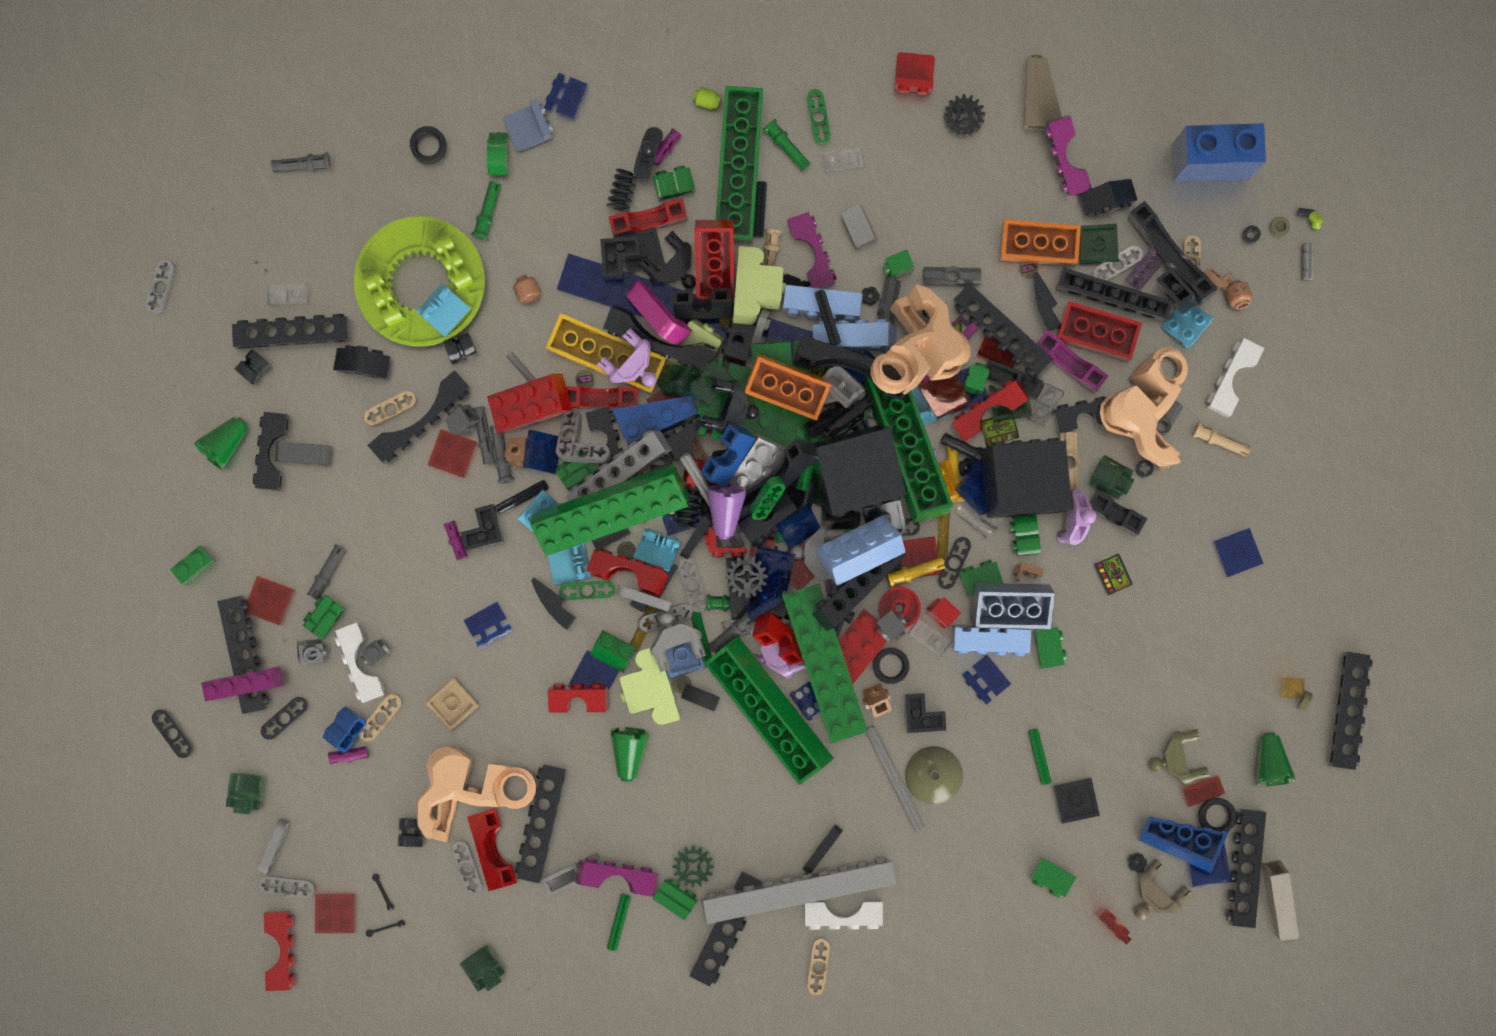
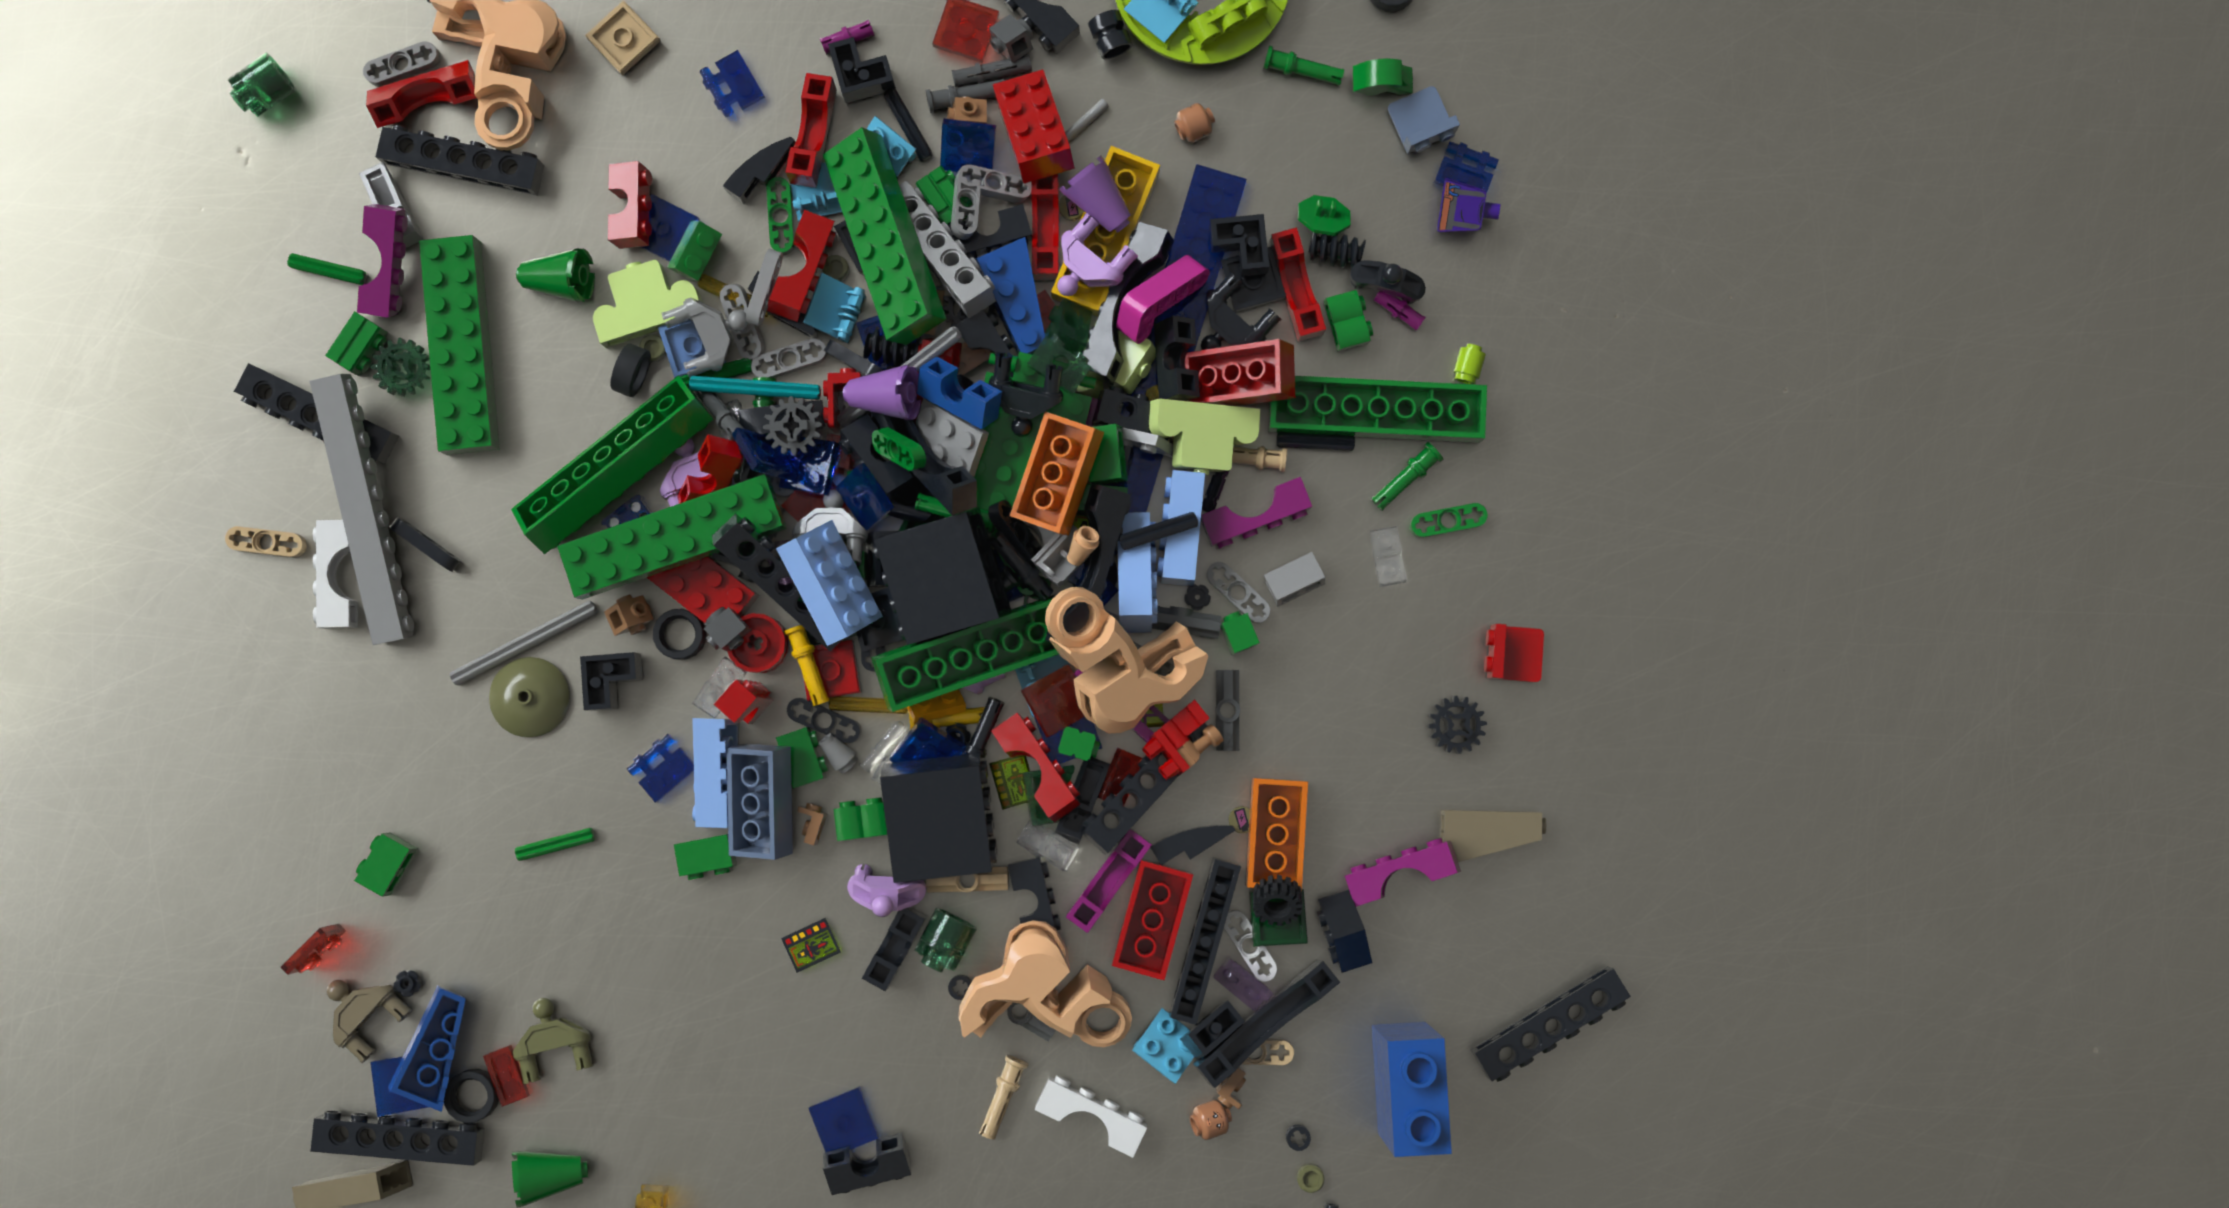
camera: 90 degrees right, 0 degrees up
(527, 565) = (807, 153): none -> red arch
(583, 356) = (1098, 196): none -> medium lavender cone
(594, 98) = (1464, 207): none -> torso
(597, 198) = (1324, 215): none -> green piece
(678, 823) = (459, 345): none -> green brick
(715, 607) = (754, 387): none -> teal axle
(836, 369) = (1083, 544): none -> light nougat cone
(854, 273) = (1239, 581): none -> light grey beam
(977, 311) = (1176, 746): none -> red hips
(978, 552) = (838, 754): none -> light grey cone
(1076, 800) = (492, 896): black plate -> none
(1095, 242) = (1277, 889): none -> black tyre
(1173, 67) = (1613, 998): none -> black brick
(1268, 521) = (849, 1173): none -> black arch

